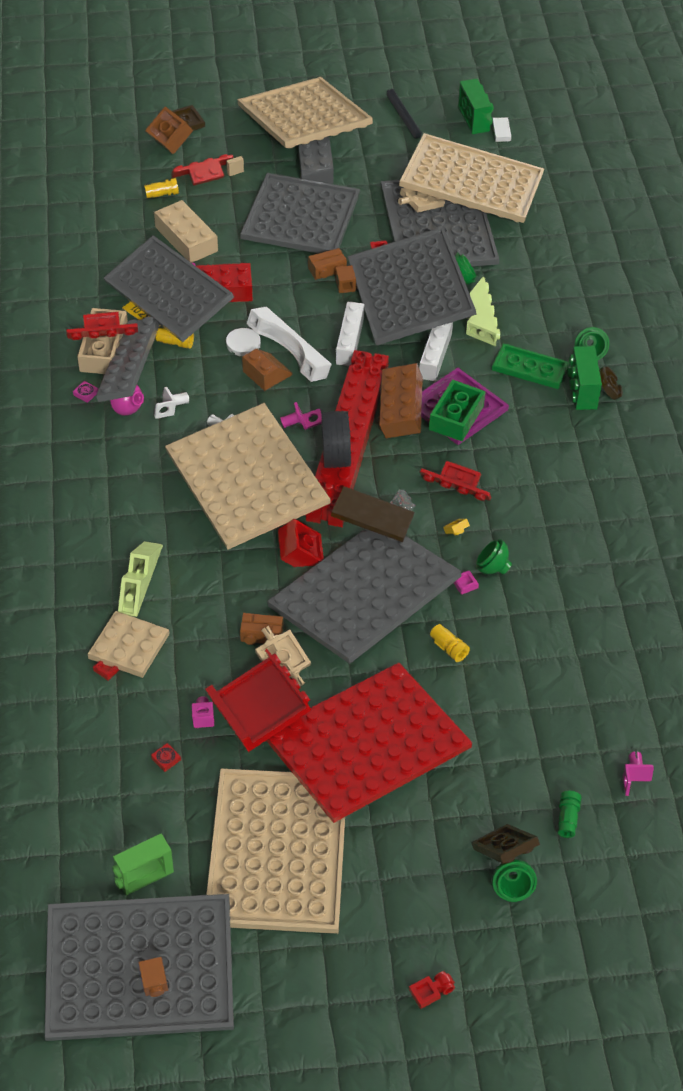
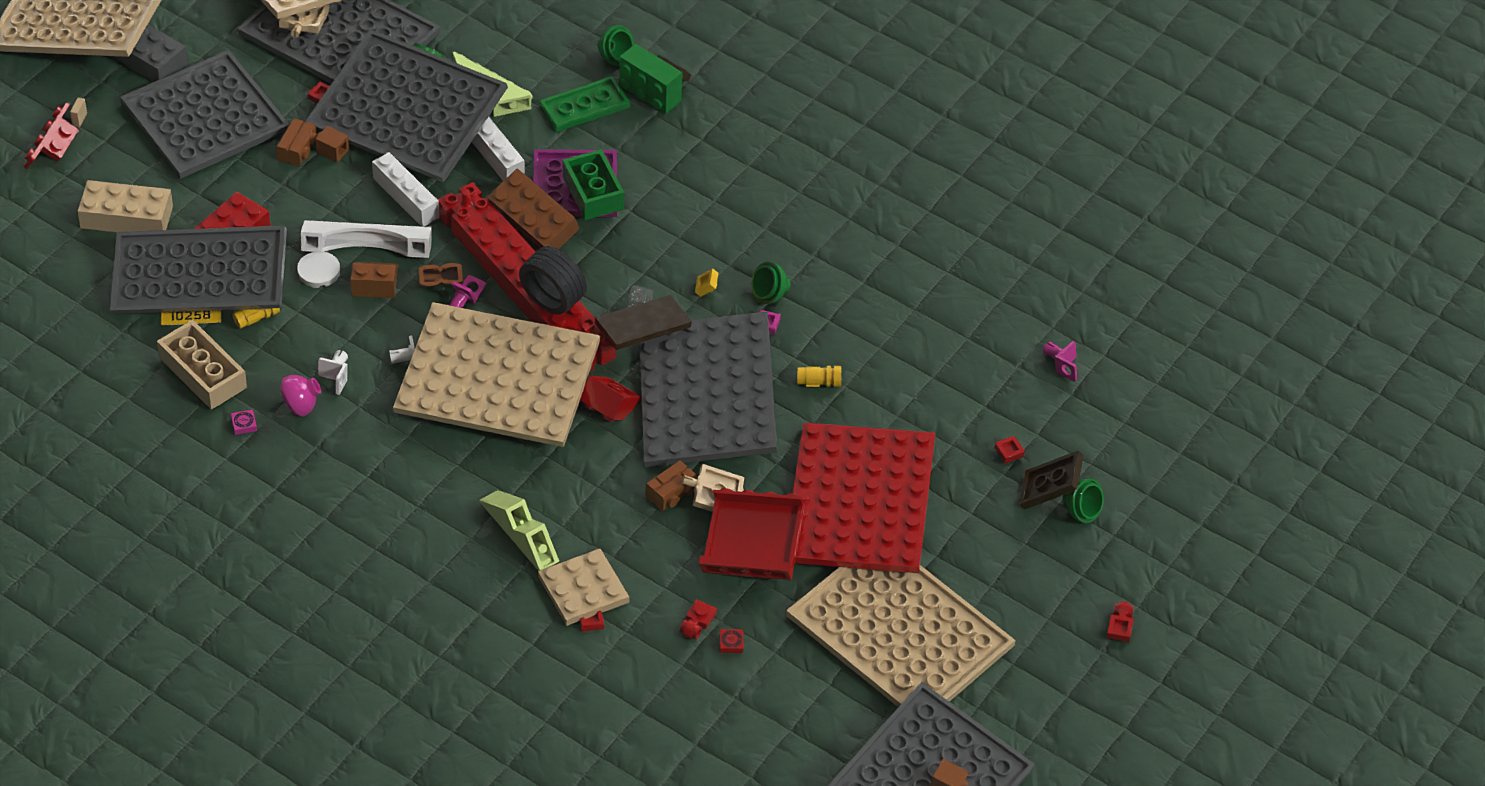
camera: 50 degrees left, 0 degrees up
(101, 325) = (196, 346): red bracket -> none
(128, 361) = (263, 360): dark grey plate -> none
(142, 864) = (832, 720): bright green window -> none
(162, 188) = (38, 187): yellow axle -> none
(170, 724) = (697, 618): none -> red plate
(202, 713) = (719, 581): dark pink bracket -> none
(298, 394) = (433, 275): none -> dark orange brick
(458, 477) = (656, 242): red bracket -> none
(513, 799) = (1009, 449): none -> red plate
(570, 806) = (1060, 428): green axle -> none

